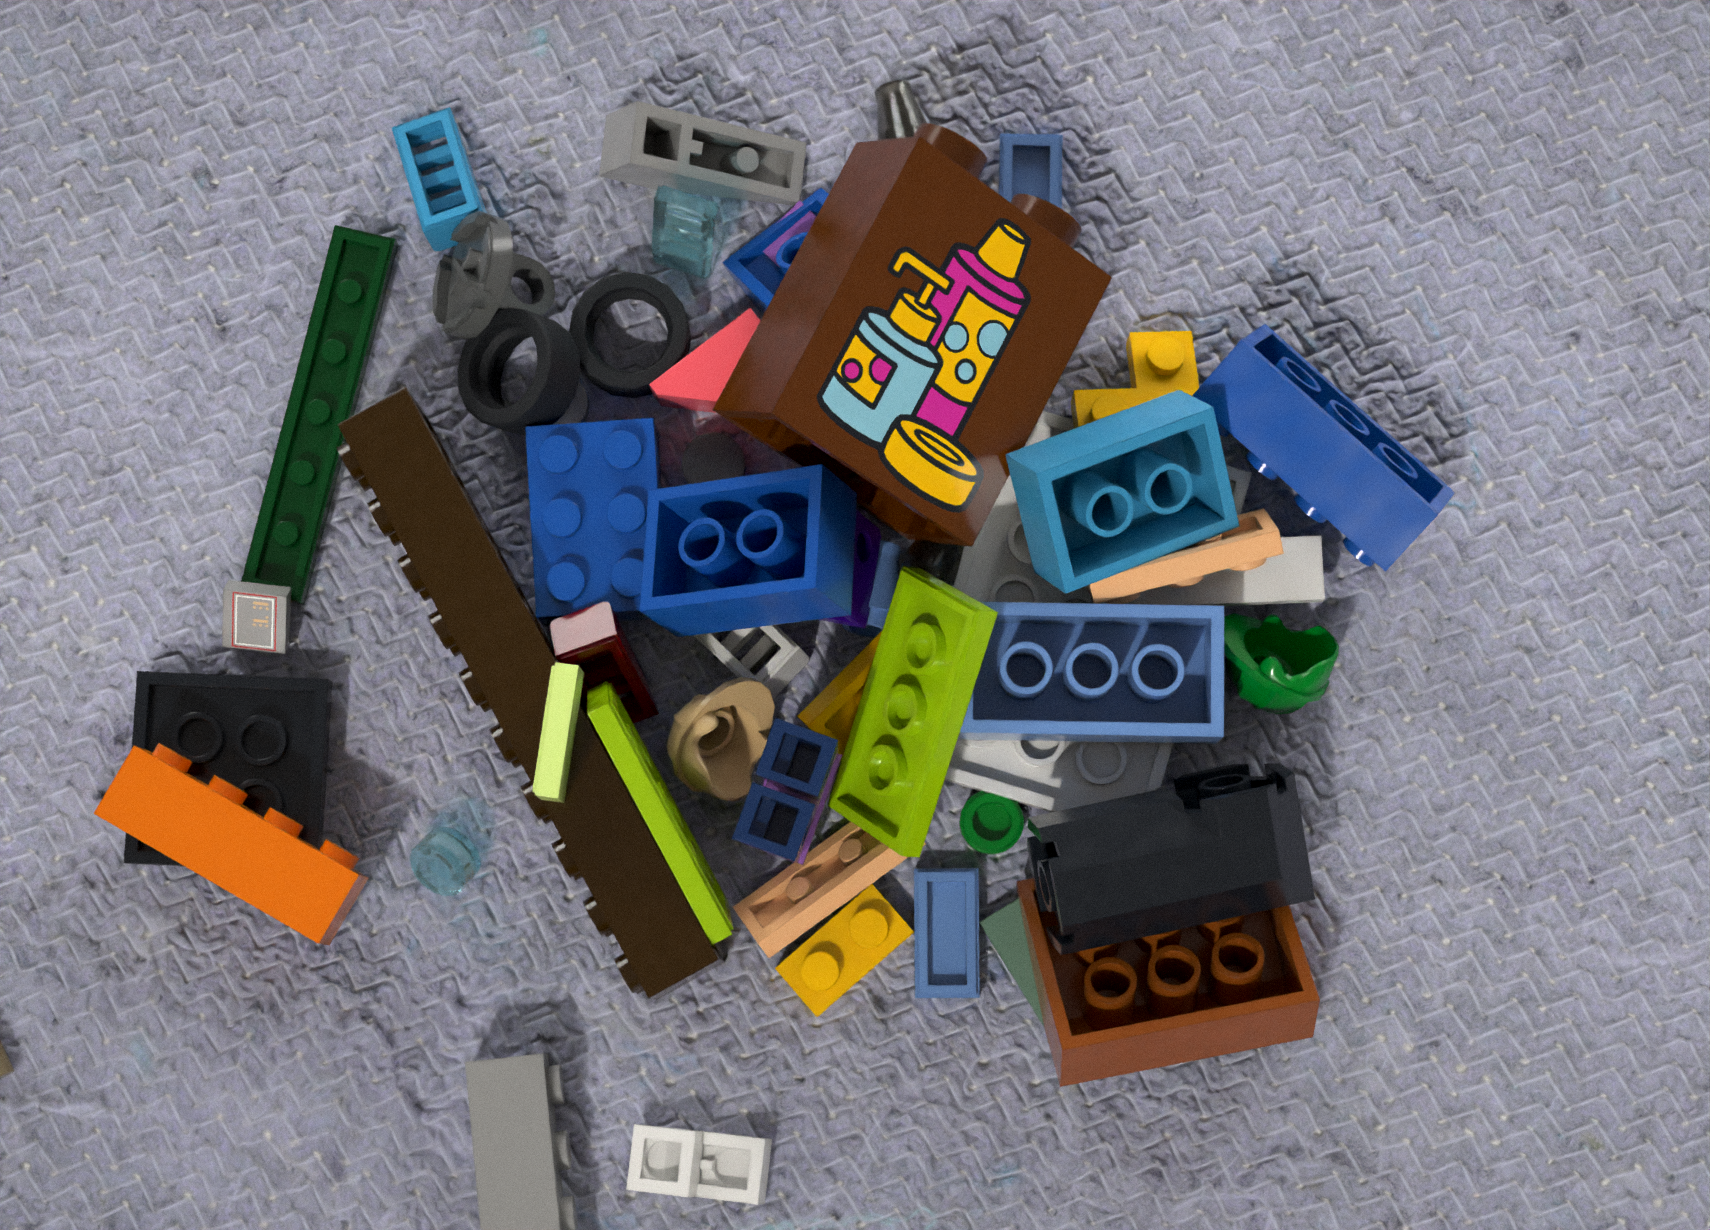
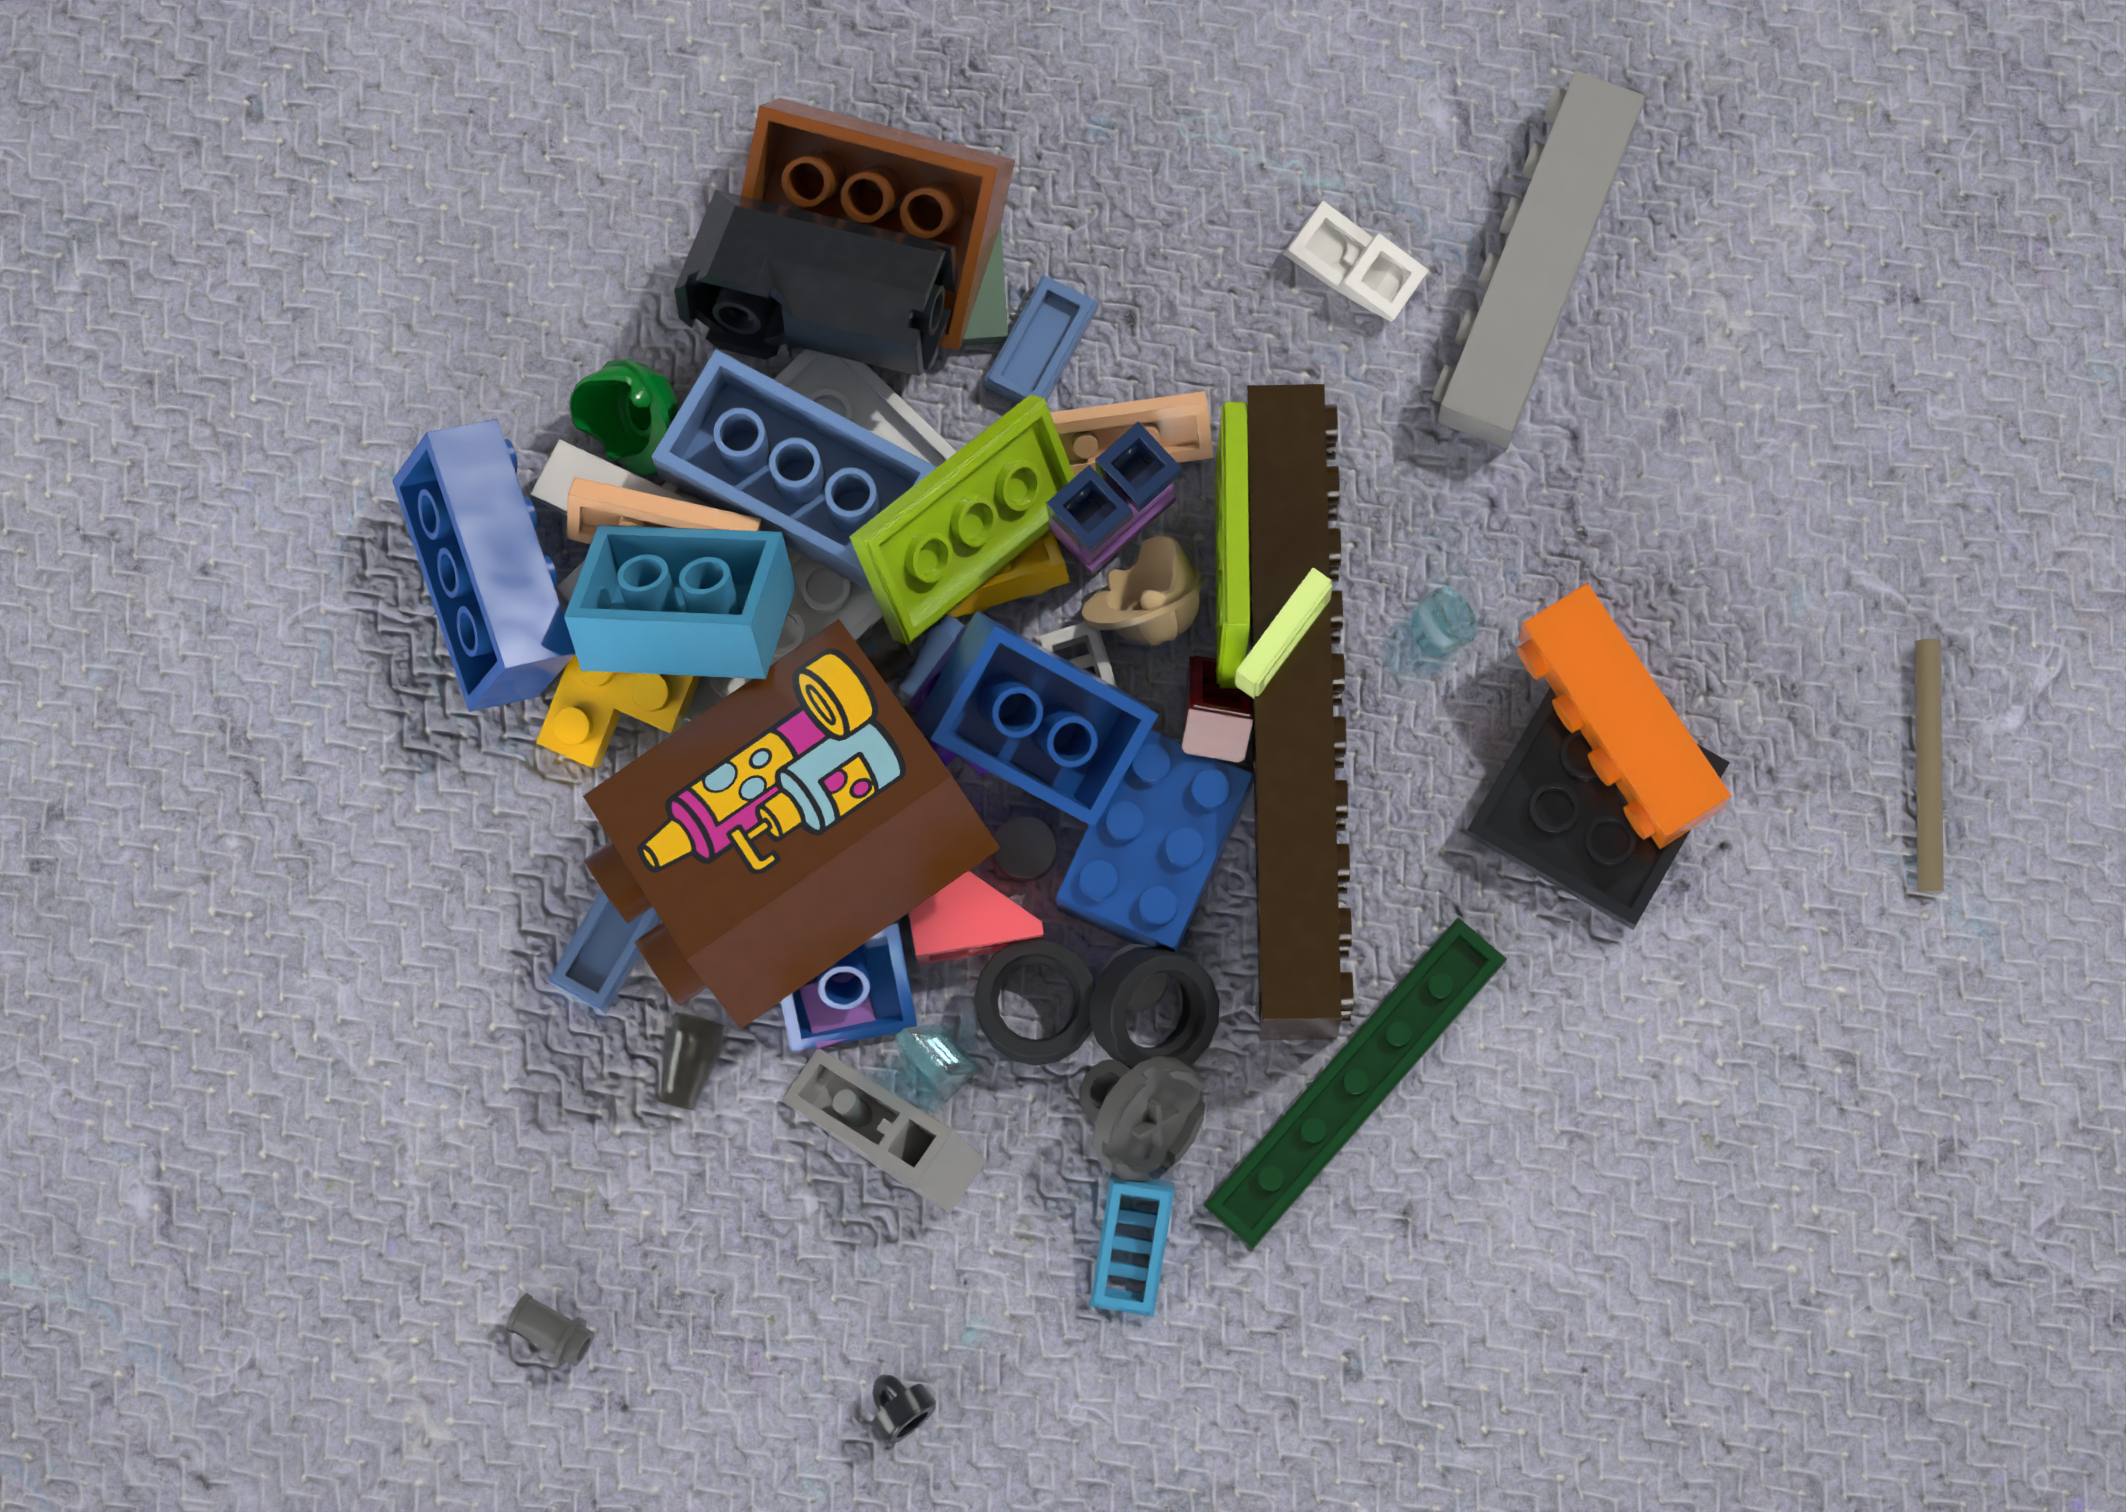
camera: 150 degrees left, 5 degrees down
(256, 616) = (1504, 922): light grey tile -> none
(844, 950) = (1137, 370): yellow plate -> none
(991, 823) = (953, 413): green tile -> none

